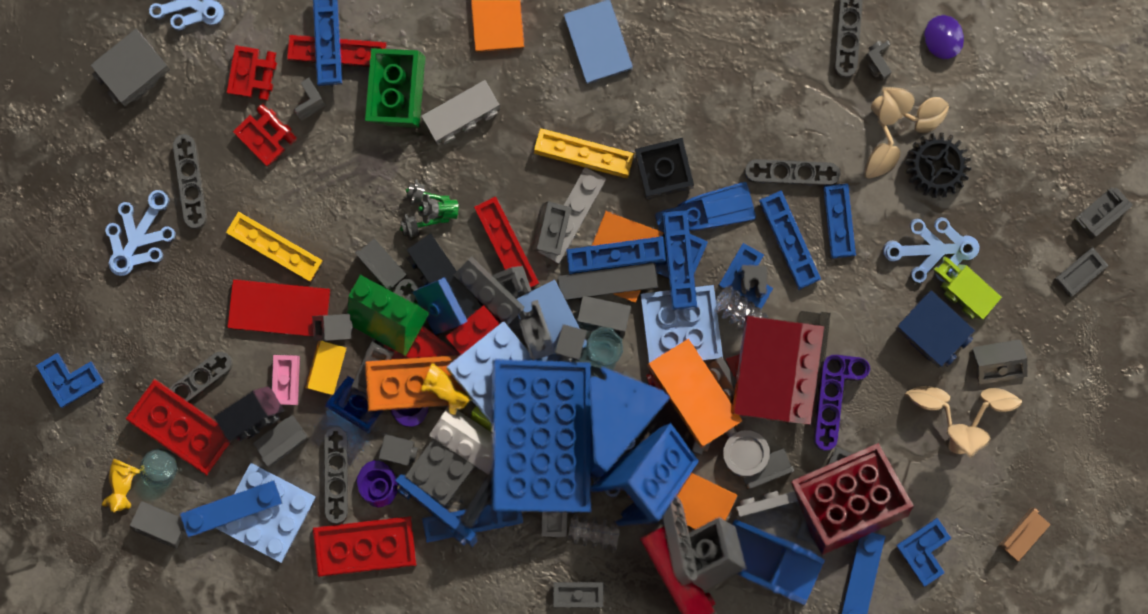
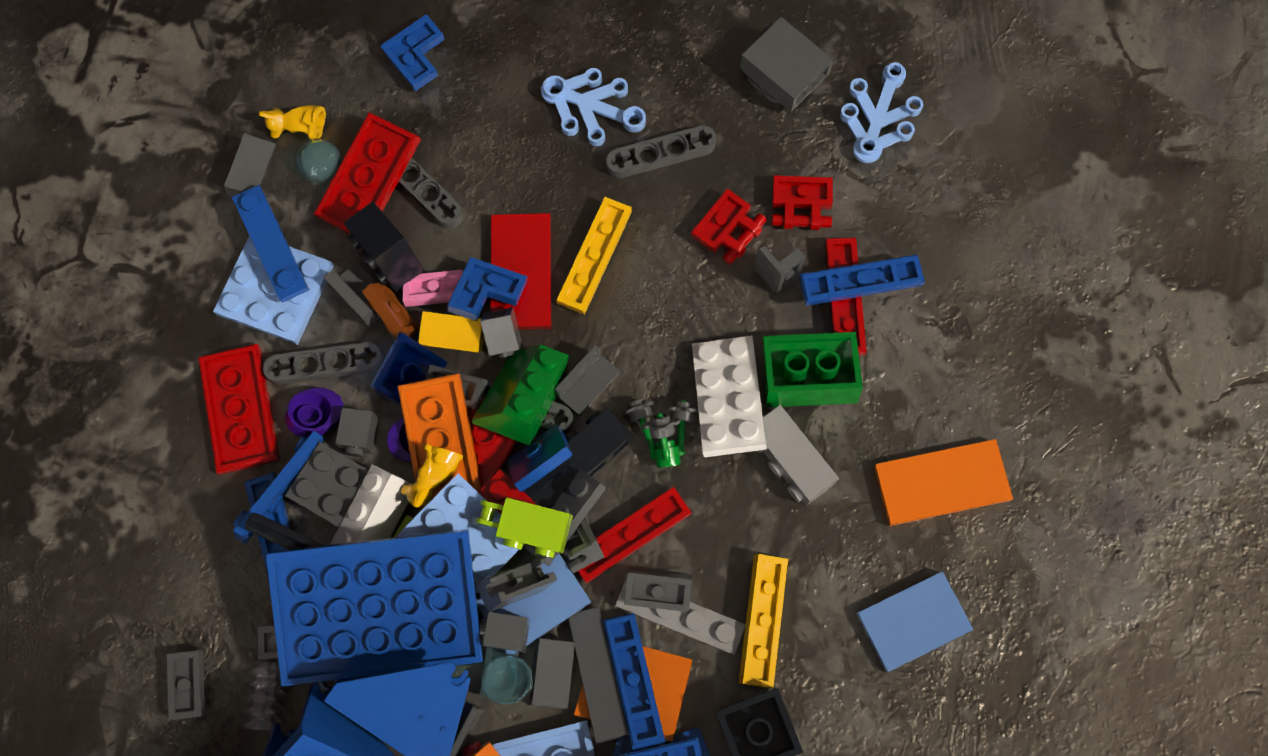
camera: 85 degrees right, 10 degrees down
(288, 336) = (484, 281): none -> blue plate
(302, 414) = (389, 308): none -> dark orange plate
(408, 154) = (728, 396): none -> white plate
(494, 315) = (528, 524): none -> lime brick

